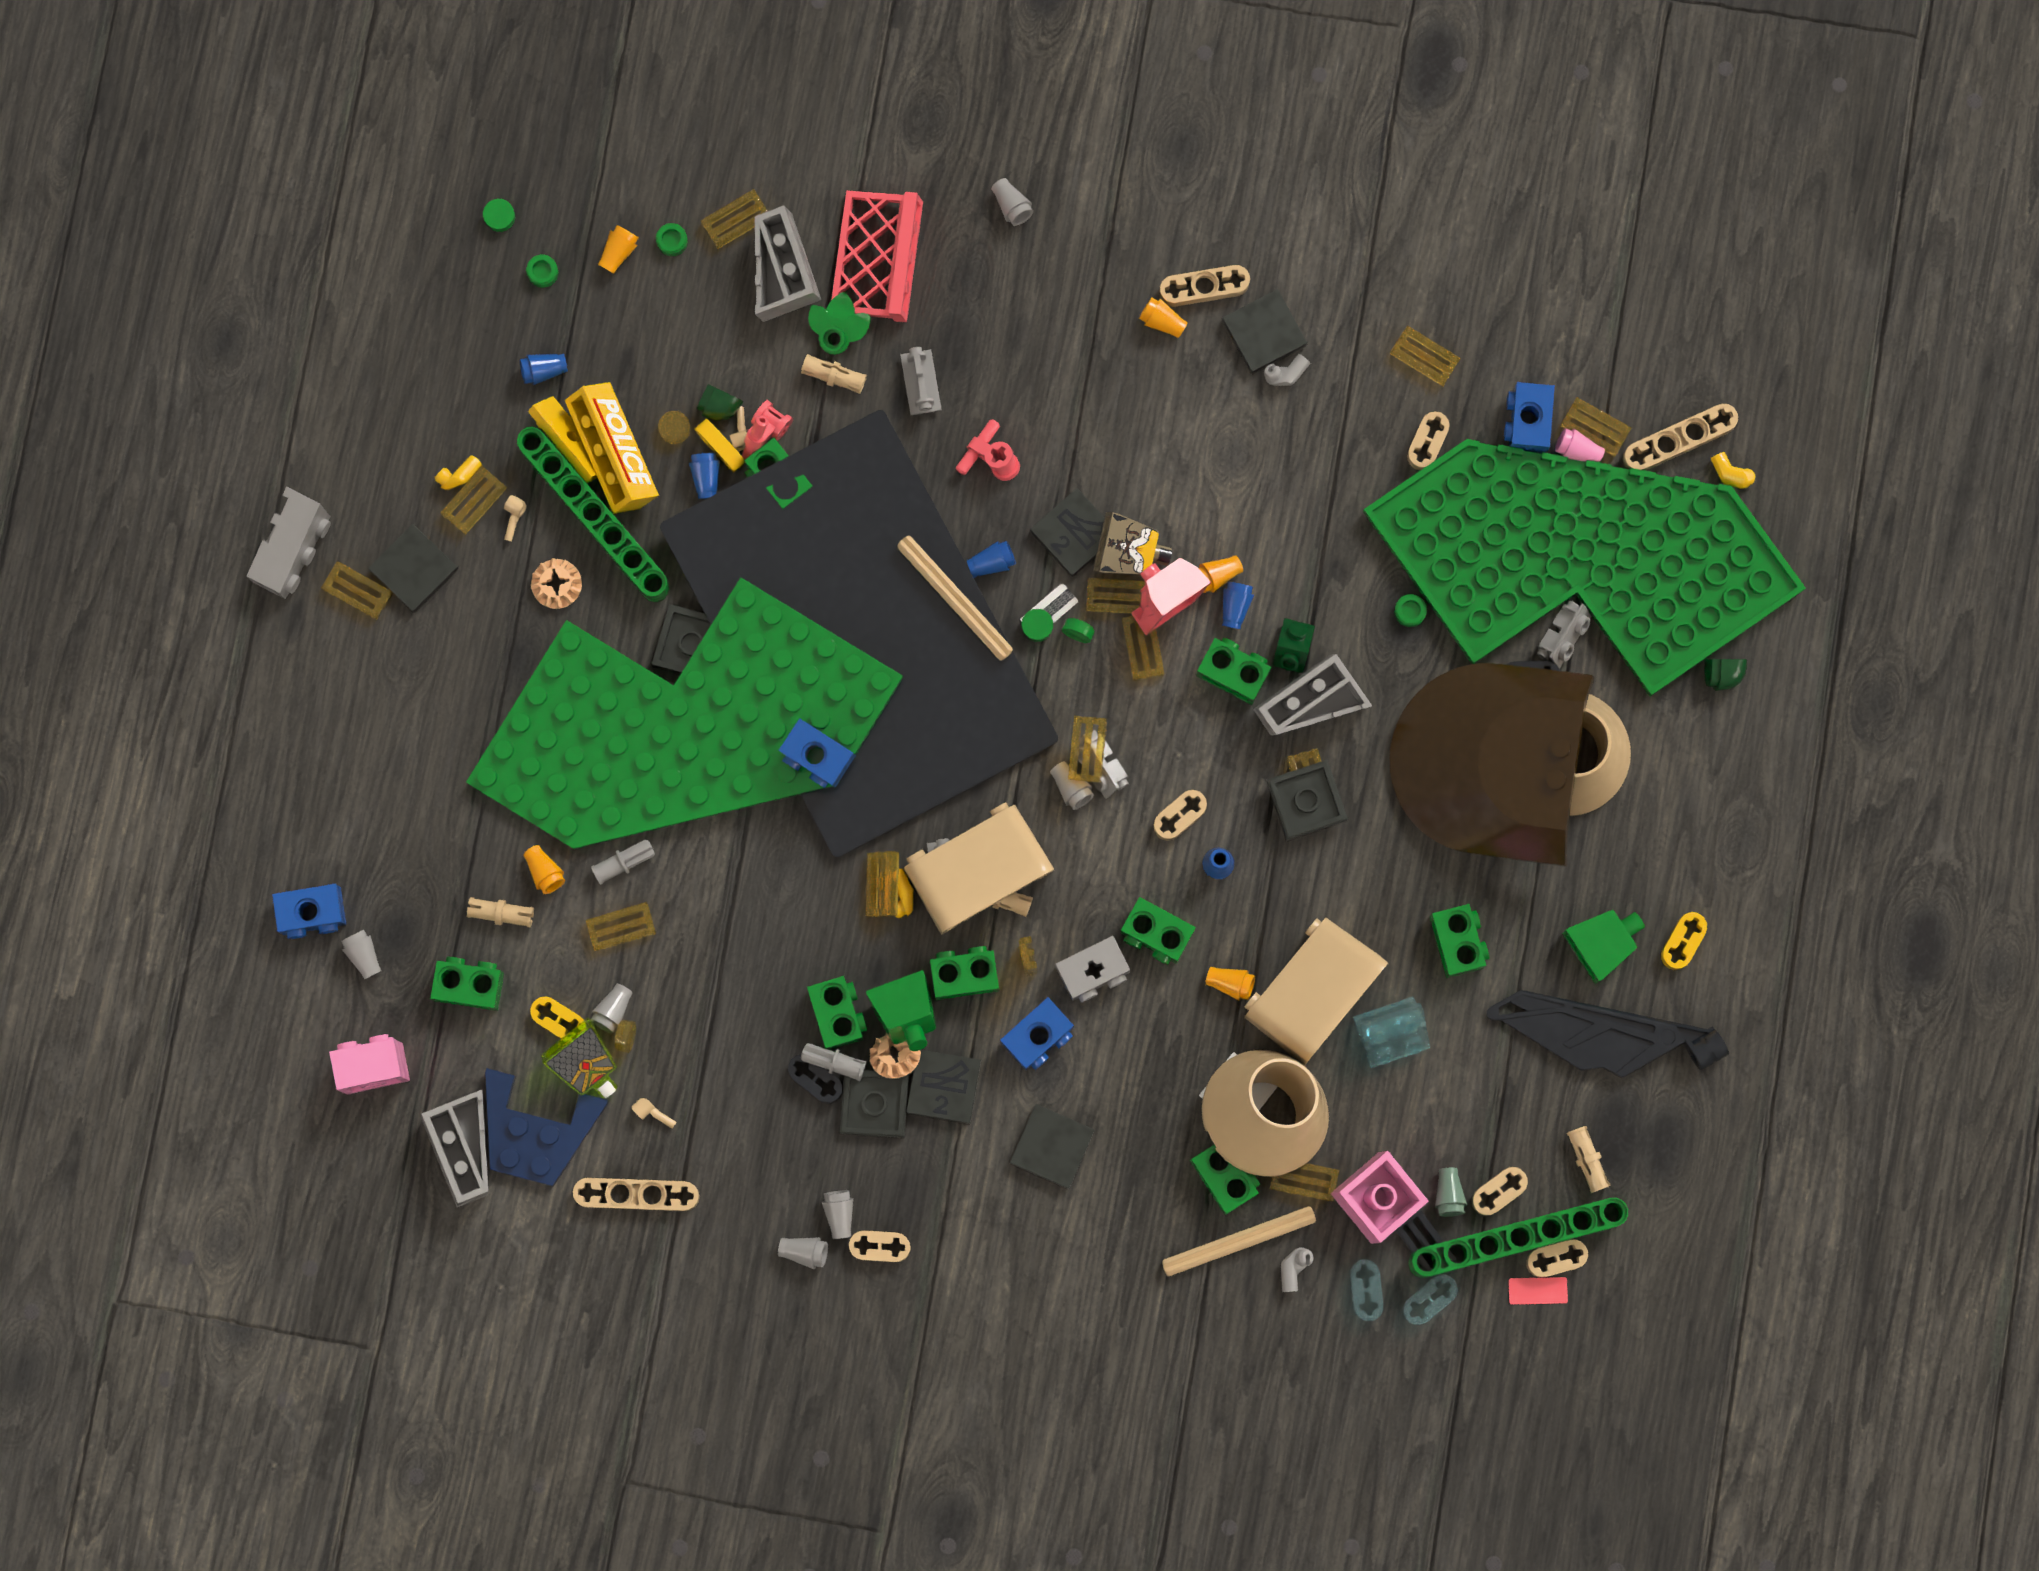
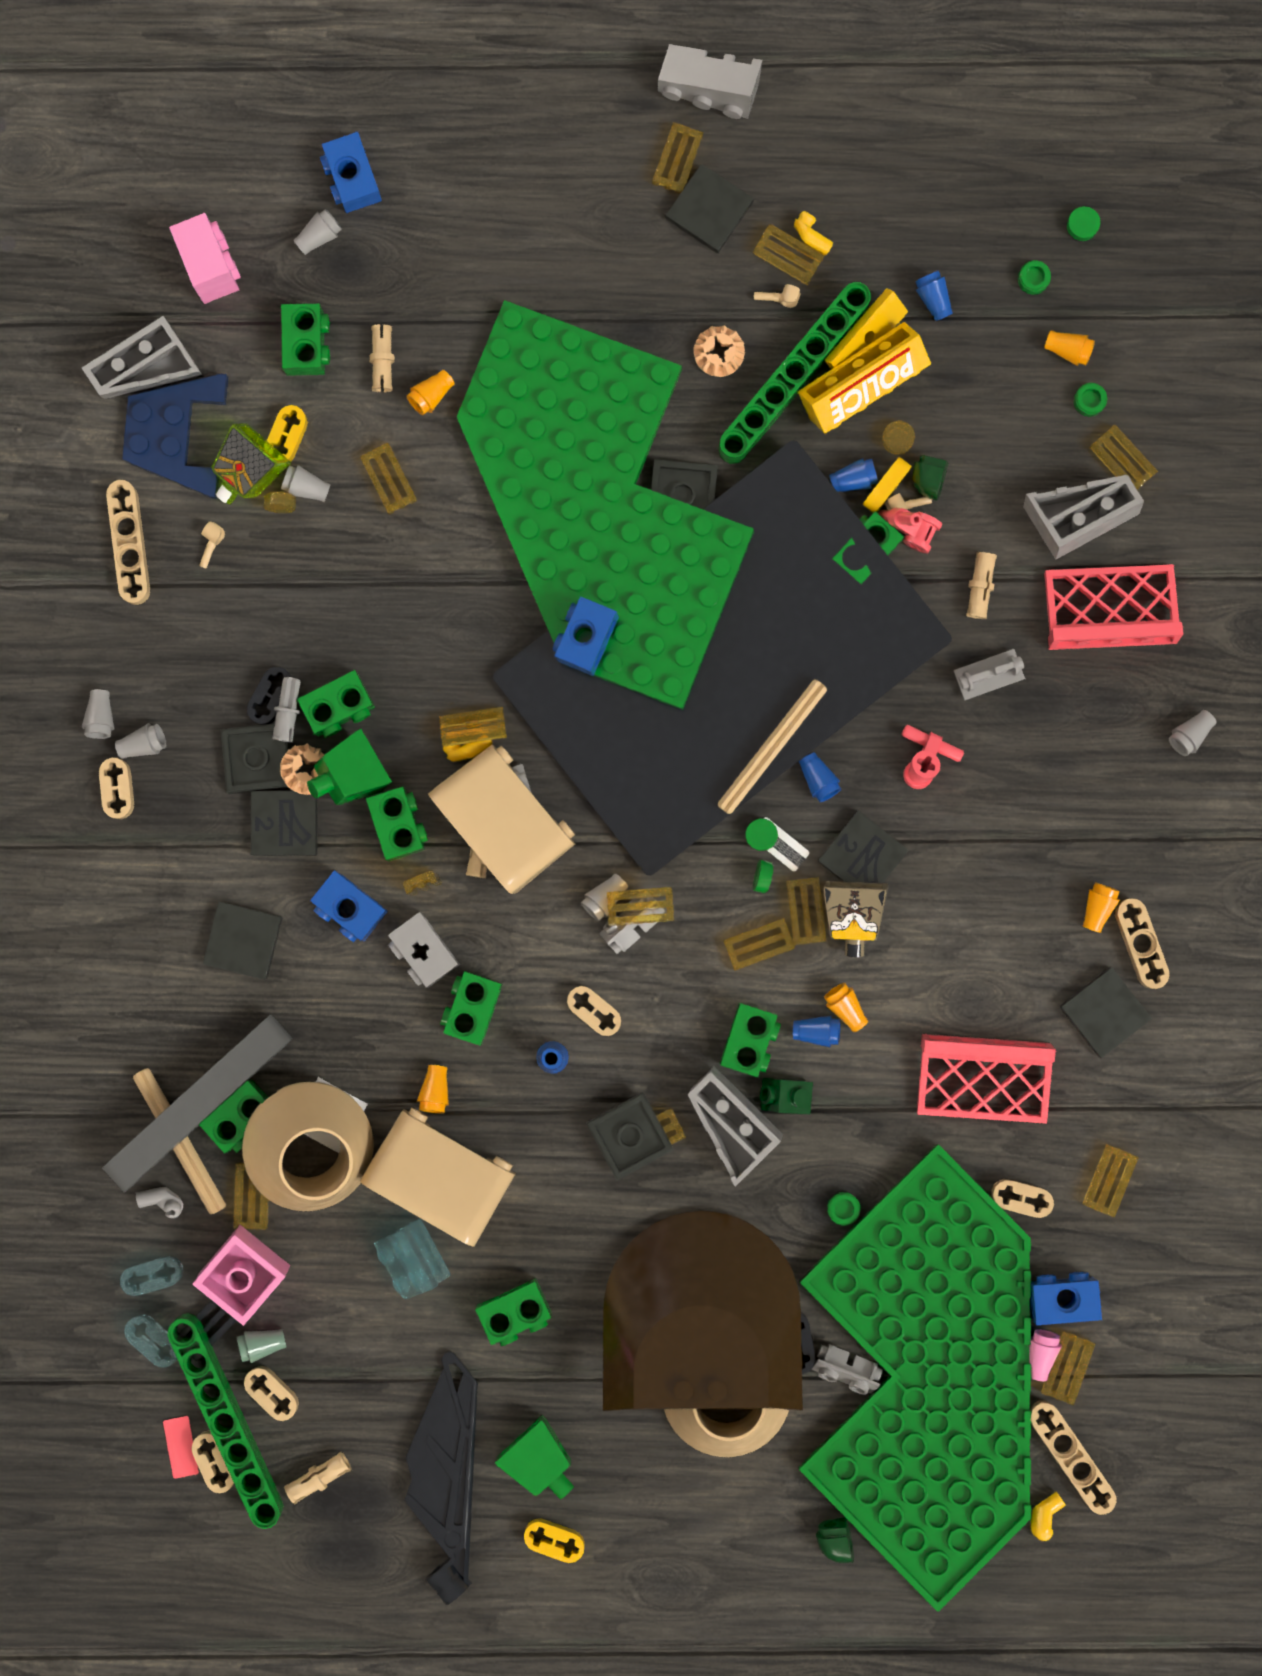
camera: 80 degrees right, 5 degrees up
(623, 861) = (452, 468): light grey axle -> none
(839, 319) = (1038, 580): green plate -> none
(1168, 593) = (814, 959): brick -> none
(1205, 1212) = (197, 1103): none -> dark grey beam
(1282, 447) = (991, 1051): none -> coral fence
(1286, 375) = (1063, 1041): light grey arm -> none

